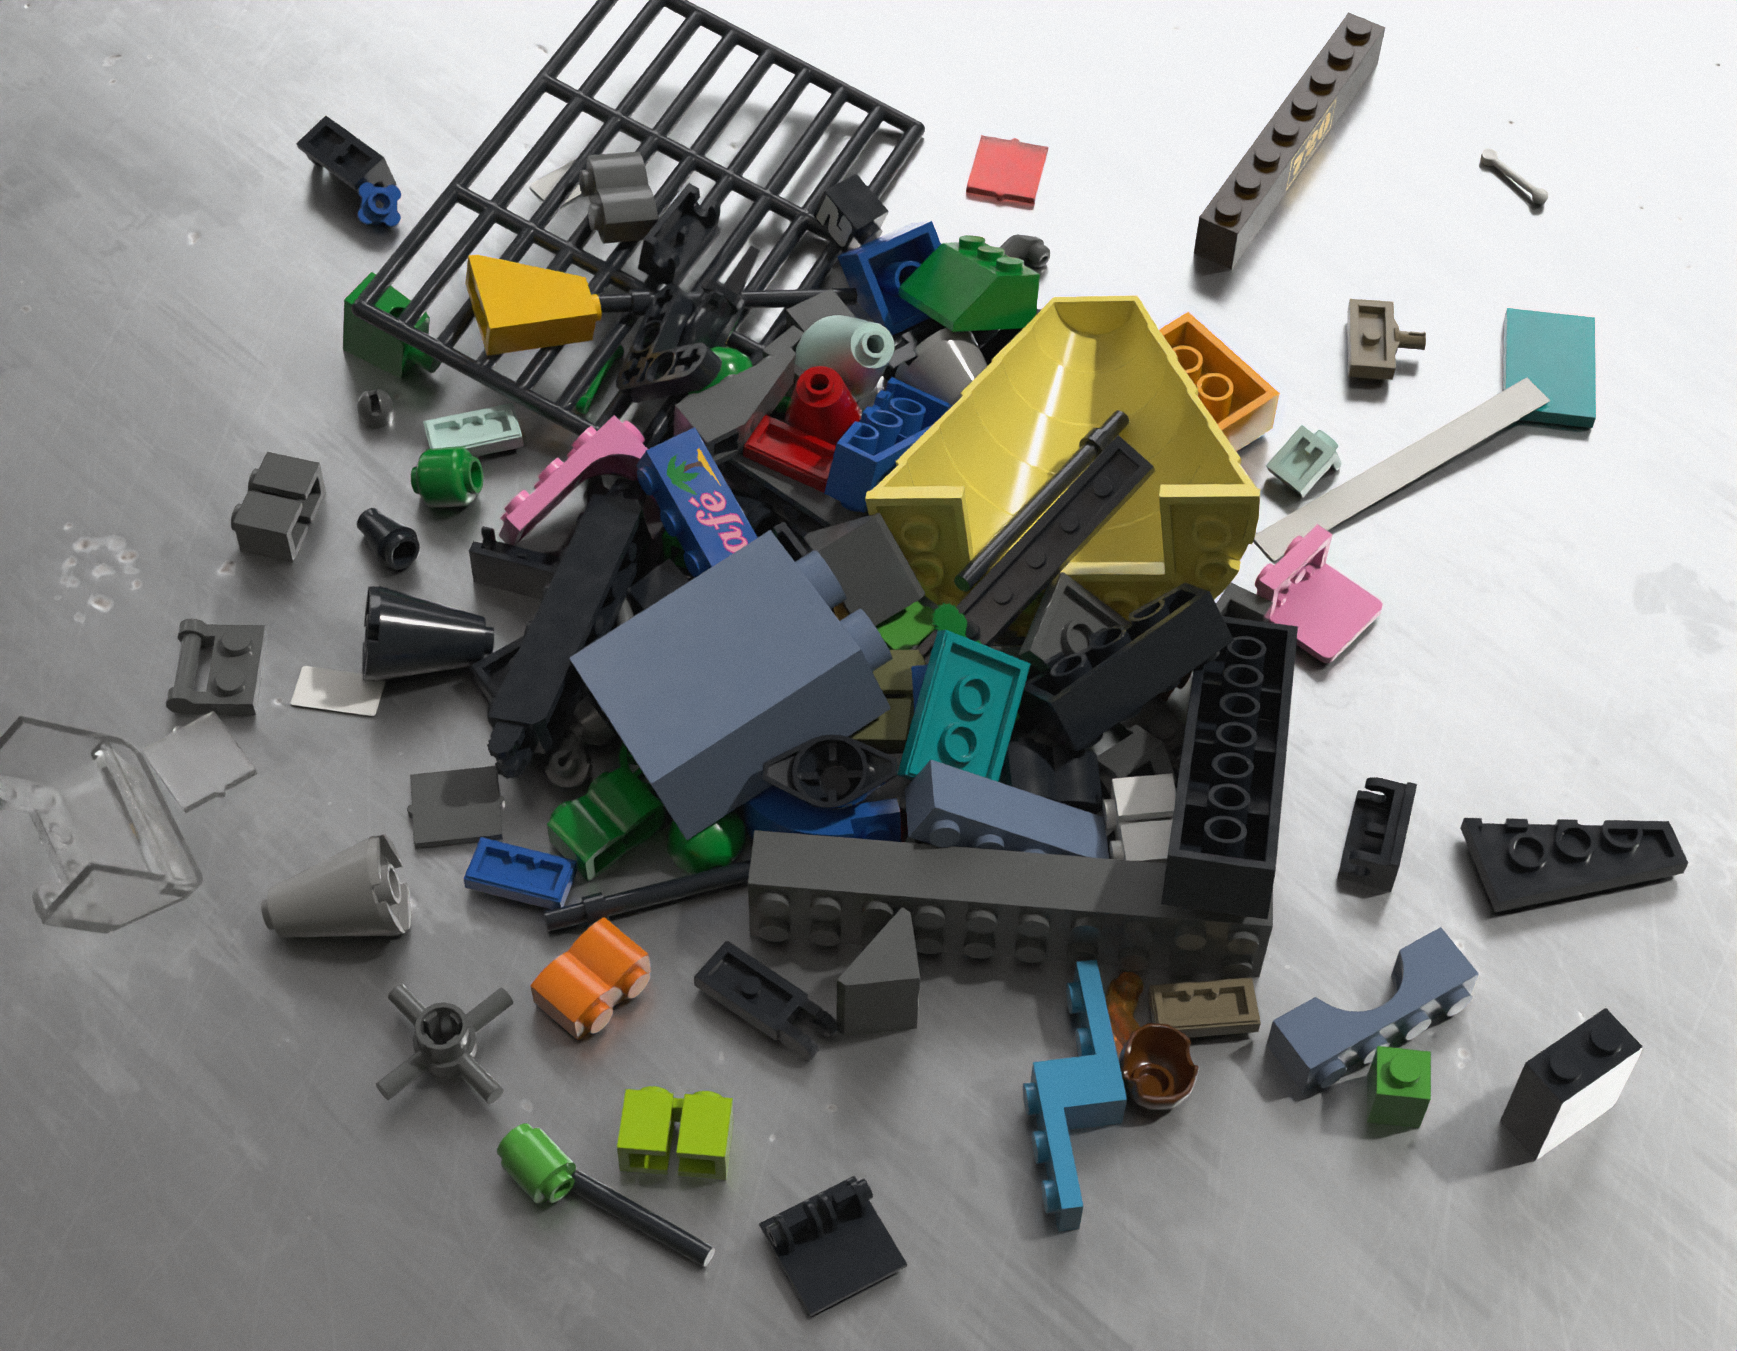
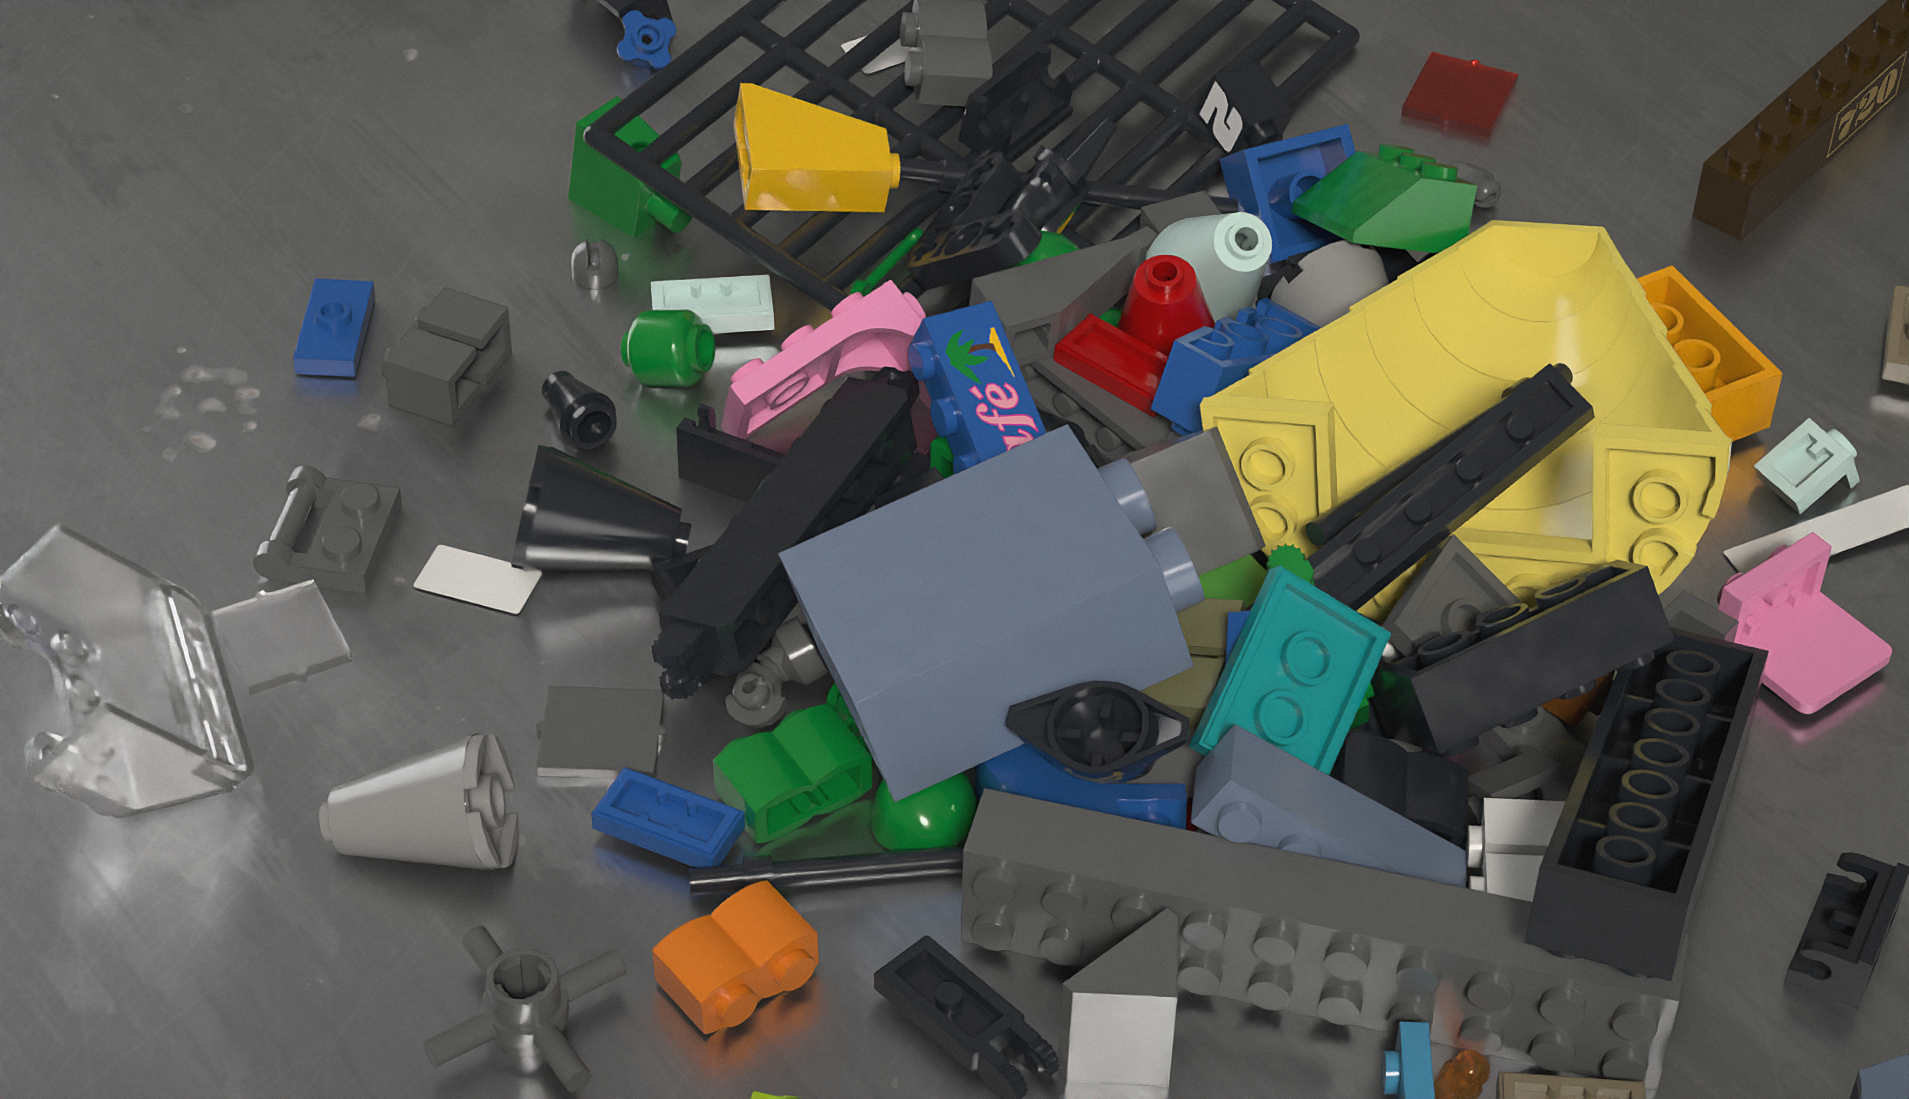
camera: 10 degrees right, 10 degrees down
(185, 491) = (334, 327): none -> blue plate

